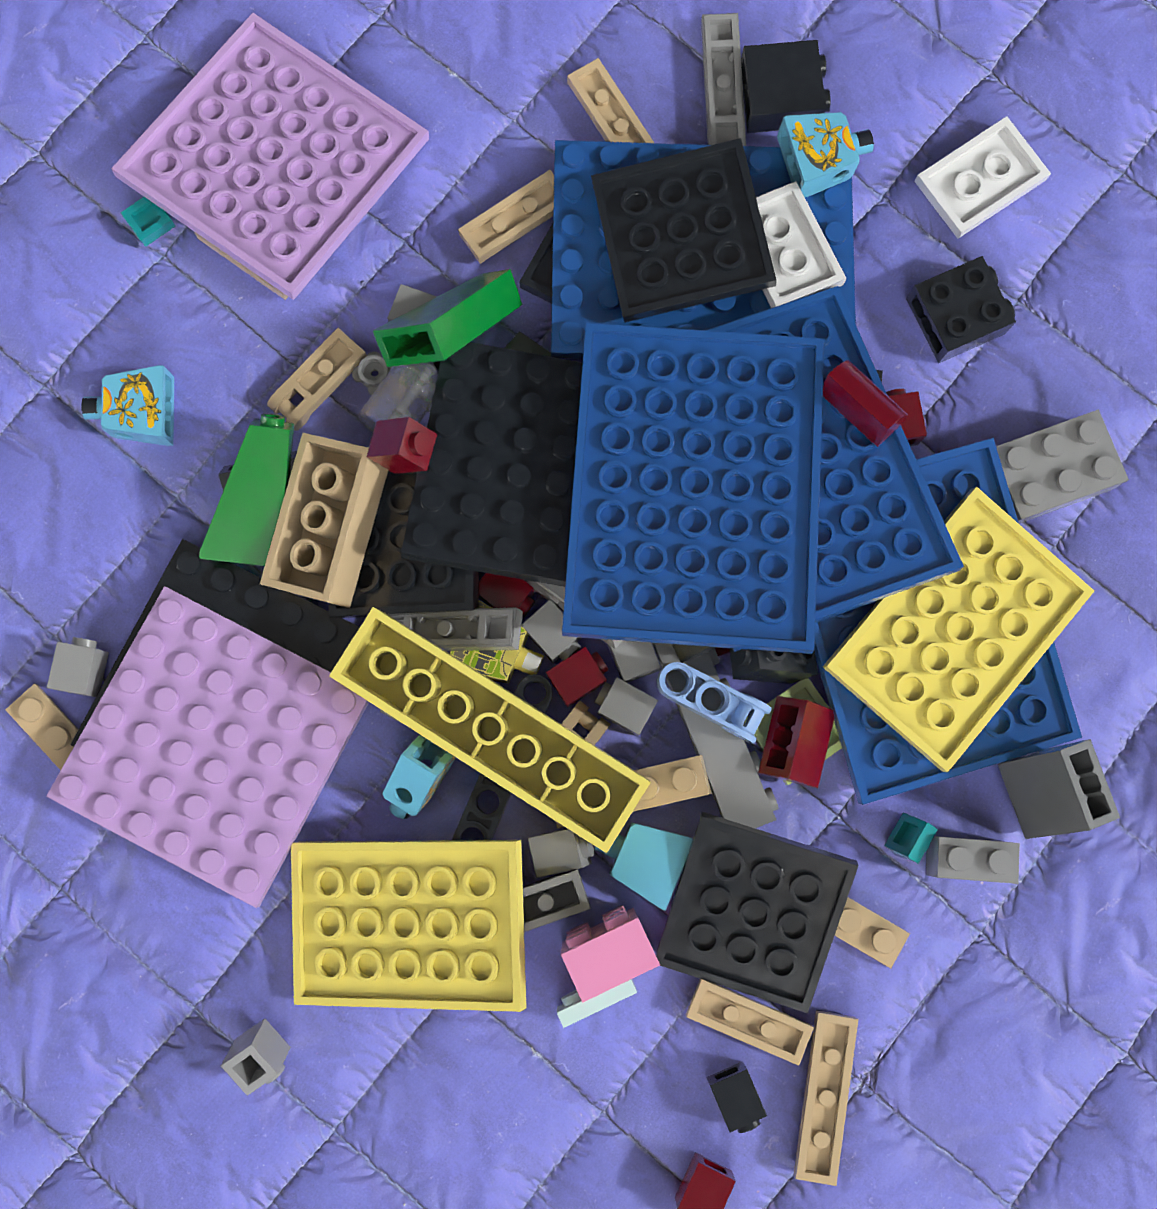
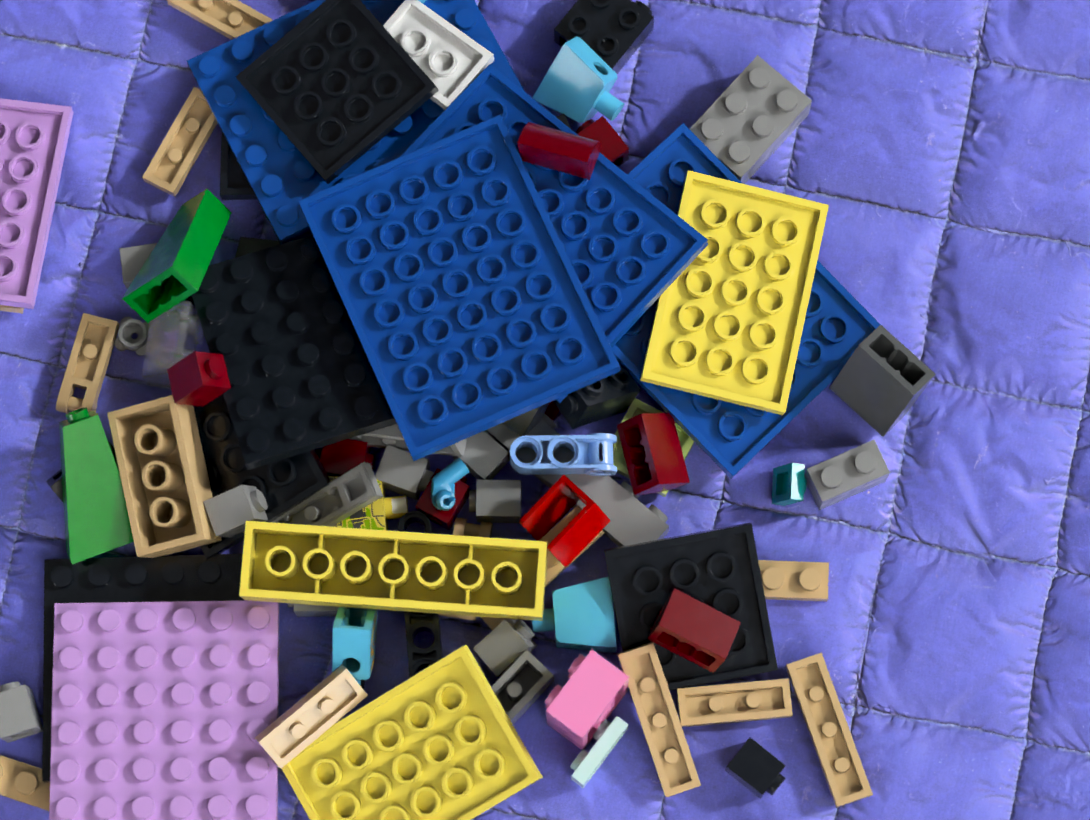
camera: 25 degrees left, 5 degrees down
(340, 824) = (311, 716): none -> tan plate
(375, 588) = (234, 507): none -> light grey brick
(582, 667) = (444, 484): none -> dark azure arm
(669, 1002) = (659, 719): none -> tan plate
(673, 746) = (552, 508): none -> red piece
(748, 939) = (694, 630): none -> dark red brick
(911, 349) = (579, 84): none -> medium azure torso

